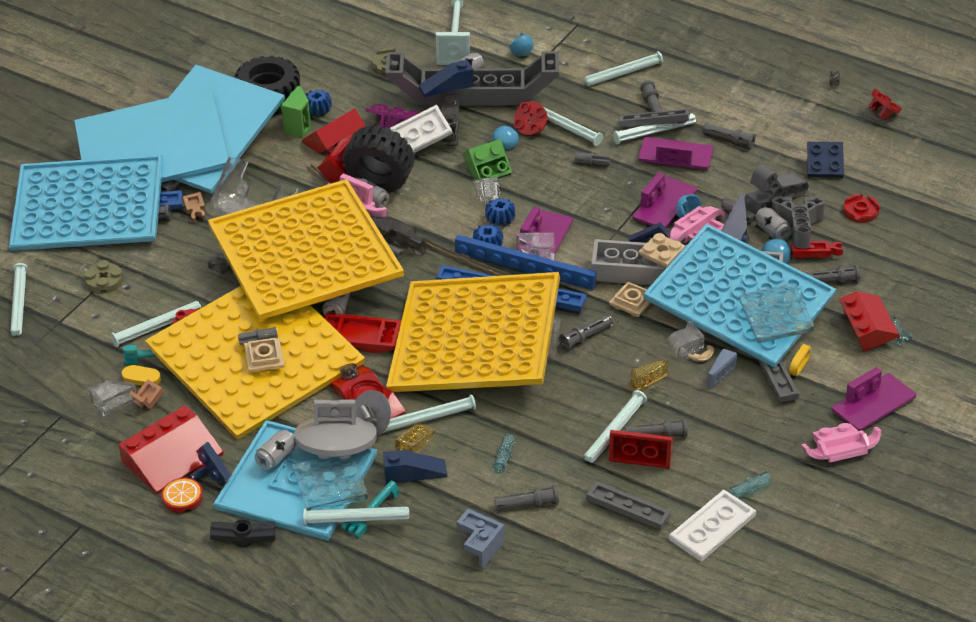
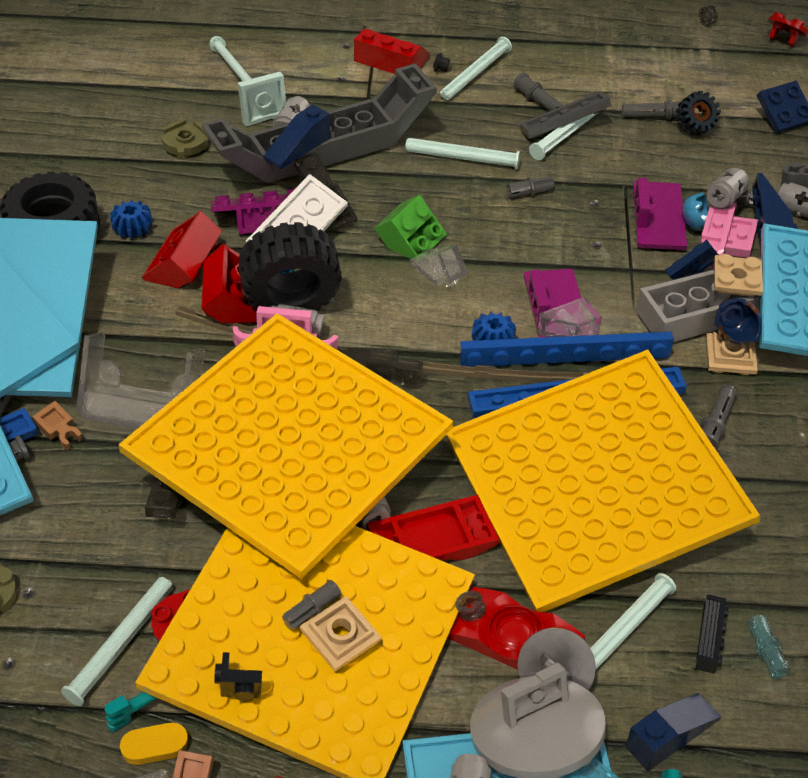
camera: 30 degrees left, 5 degrees up
(193, 356) = (237, 683): none -> black bracket
(296, 113) = (120, 241): bright green slope -> none
(403, 443) = (628, 696): clear yellow slope -> none
(476, 435) = (710, 634): none -> black piece
(500, 211) = (480, 291): blue gear -> none
(508, 136) = (404, 189): dark azure hair -> none
(522, 45) = (339, 73): dark azure piece -> none
(523, 116) = (434, 158): red plate -> none
(570, 41) = (387, 52): none -> red slope
(602, 58) = (441, 62): none -> black piece
(640, 277) = (738, 321): none -> dark blue hair
(676, 153) = (617, 150): magenta bracket -> none
(715, 197) = (726, 189): none -> light grey piece
(758, 139) = (693, 121): none -> black bush
(772, 186) = (773, 156): dark grey beam -> none

